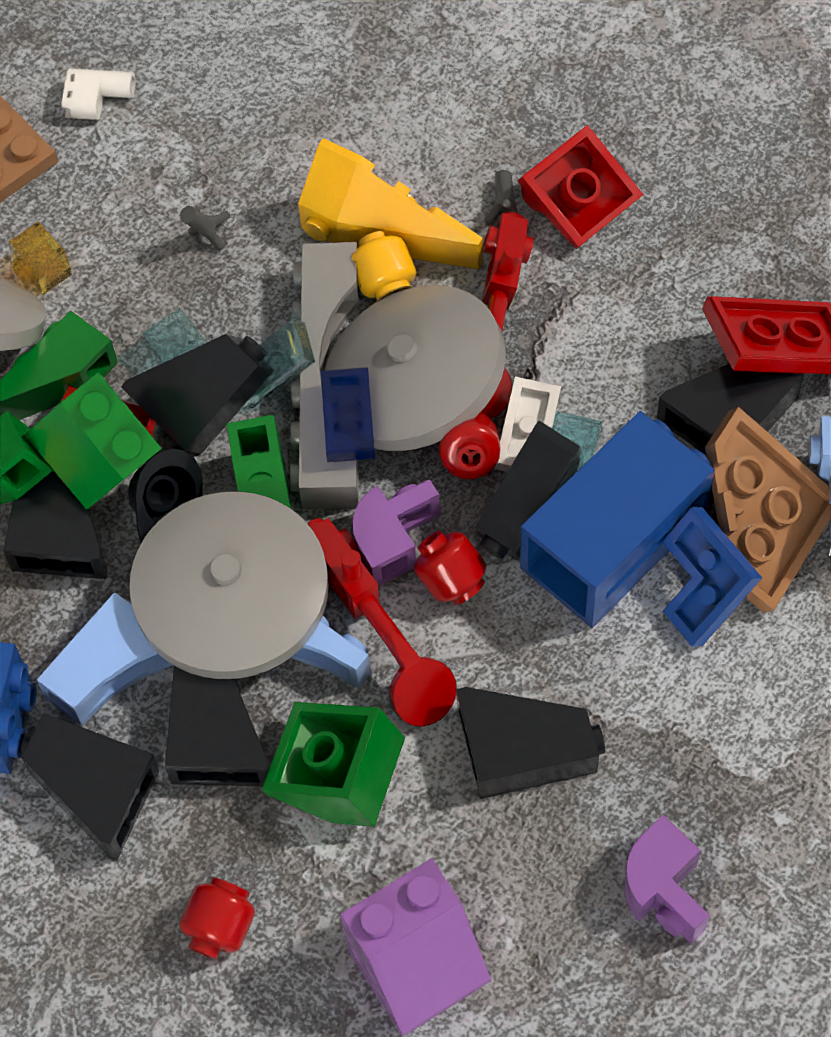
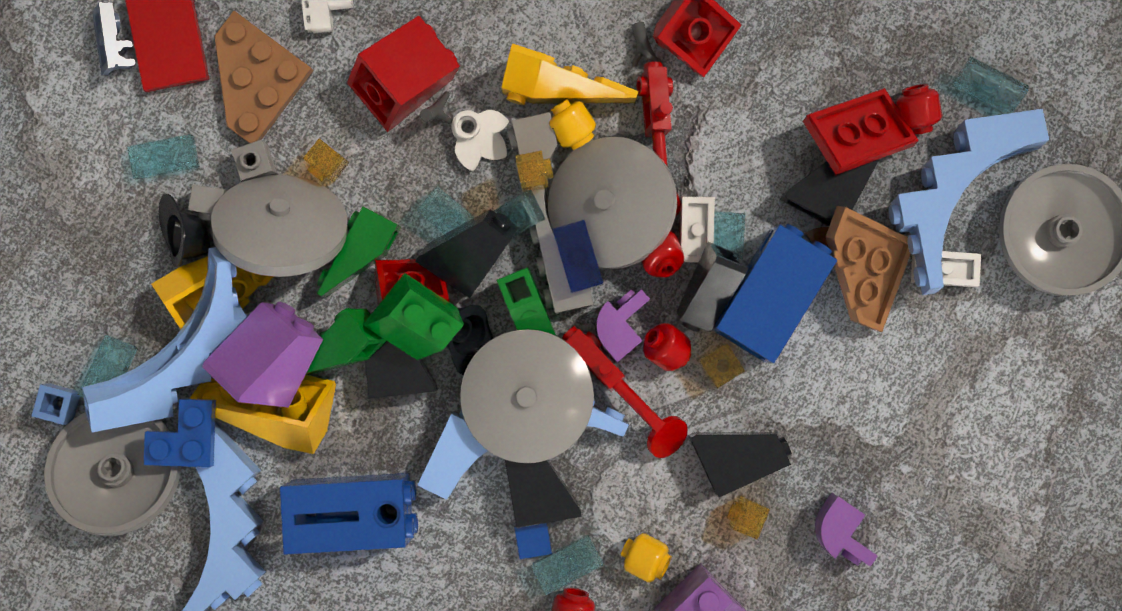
camera: 10 degrees left, 25 degrees up
(91, 778) = (467, 538): black slope -> none
(168, 164) = (402, 72): none -> red slope
(187, 806) = (533, 541): none -> blue tile
(228, 849) = (567, 564): none -> clear light blue plate
(257, 274) = (483, 140): none -> white plate
(313, 297) = (533, 170): none -> clear yellow plate
(335, 762) = (621, 498): green slope -> none
(351, 859) = (646, 557): none -> yellow head
(520, 829) = (747, 516): none -> clear yellow plate
(525, 625) = (710, 361): none -> clear yellow plate
(718, 576) = (845, 321): blue plate -> none

